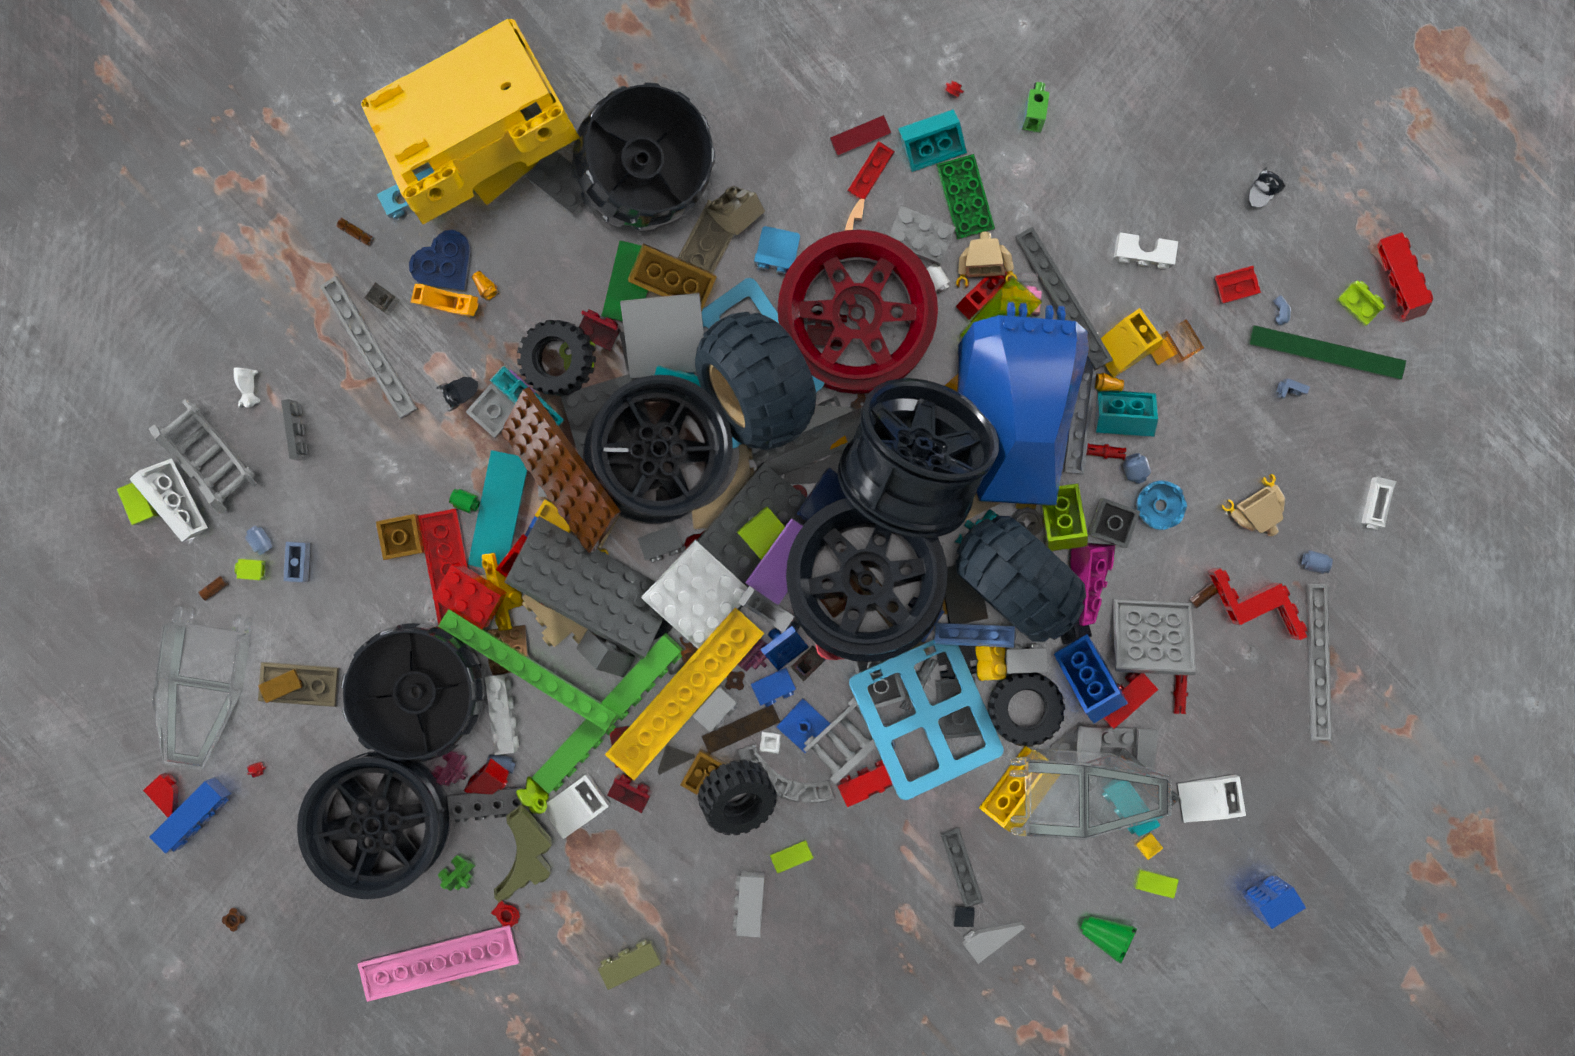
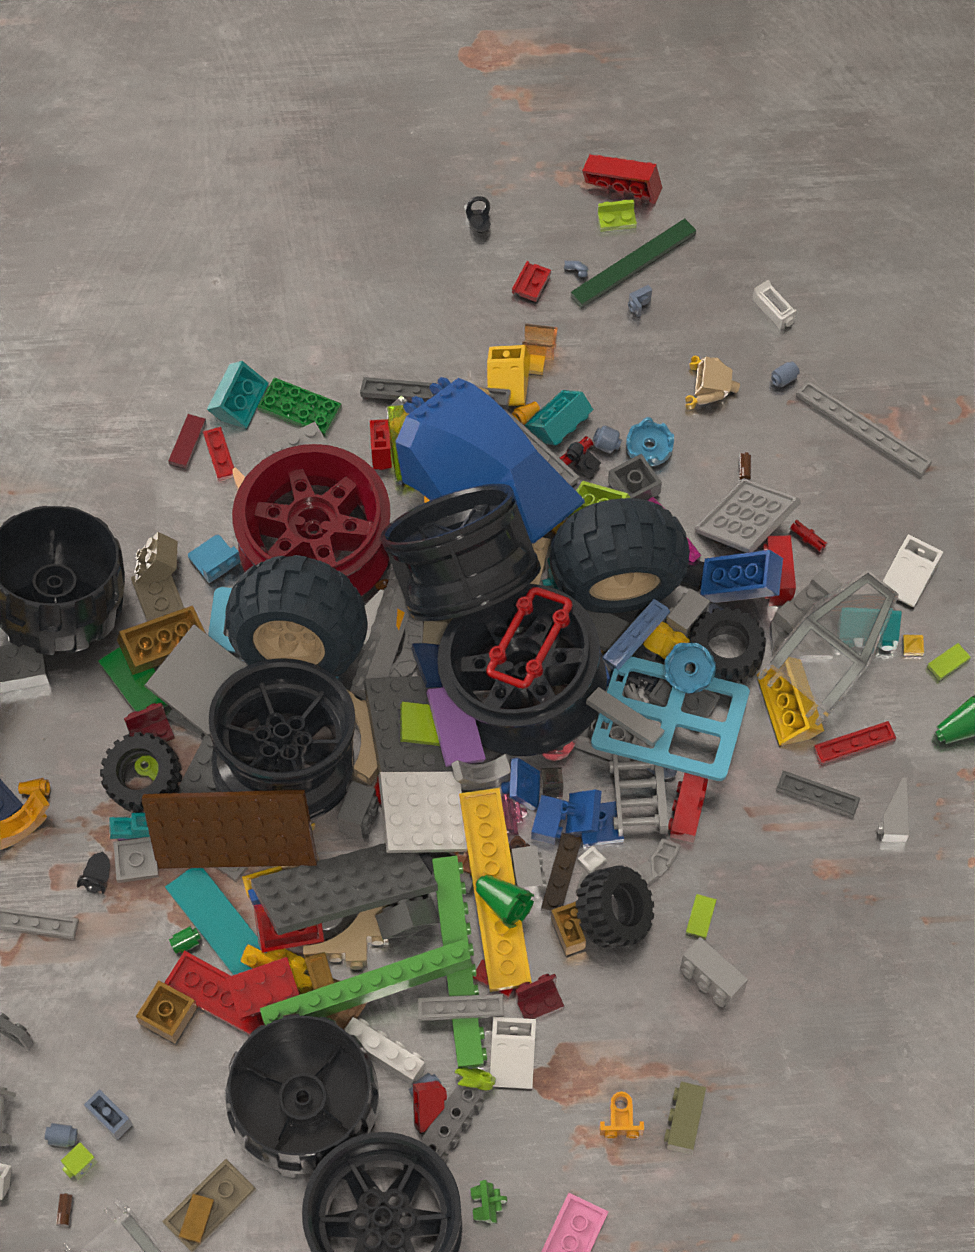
camera: 50 degrees left, 25 degrees down
(453, 769) = (390, 1124): clear pink hips -> none
(506, 914) = (556, 1189): red animal -> none
(515, 625) = (319, 970): none -> pearl gold tile
(528, 863) = (529, 1131): olive arch -> none
(572, 746) = (460, 1007): none -> light grey tile
(590, 920) = (621, 1119): none -> light orange pin
(673, 757) = (538, 942): clear smoke slope -> none
(676, 712) = (505, 899): none -> green cone
(797, 710) = (582, 811): none -> blue tile
(894, 688) = (625, 717): none -> light grey tile
(907, 549) = (533, 667): none -> red bar
(954, 88) = (215, 354): red plate -> none
(964, 705) = (676, 667): none -> dark azure plate
(964, 916) = (861, 821): black tile -> none
(985, 258) = (357, 421): tan torso -> none
(1027, 863) = (854, 743): none -> red tile
(1036, 108) = (278, 308): bright green torso -> none
(1101, 465) = (586, 463): none -> black plate
(1128, 250) = (441, 329): white arch -> none
(1258, 603) = (788, 415): red bracket -> none

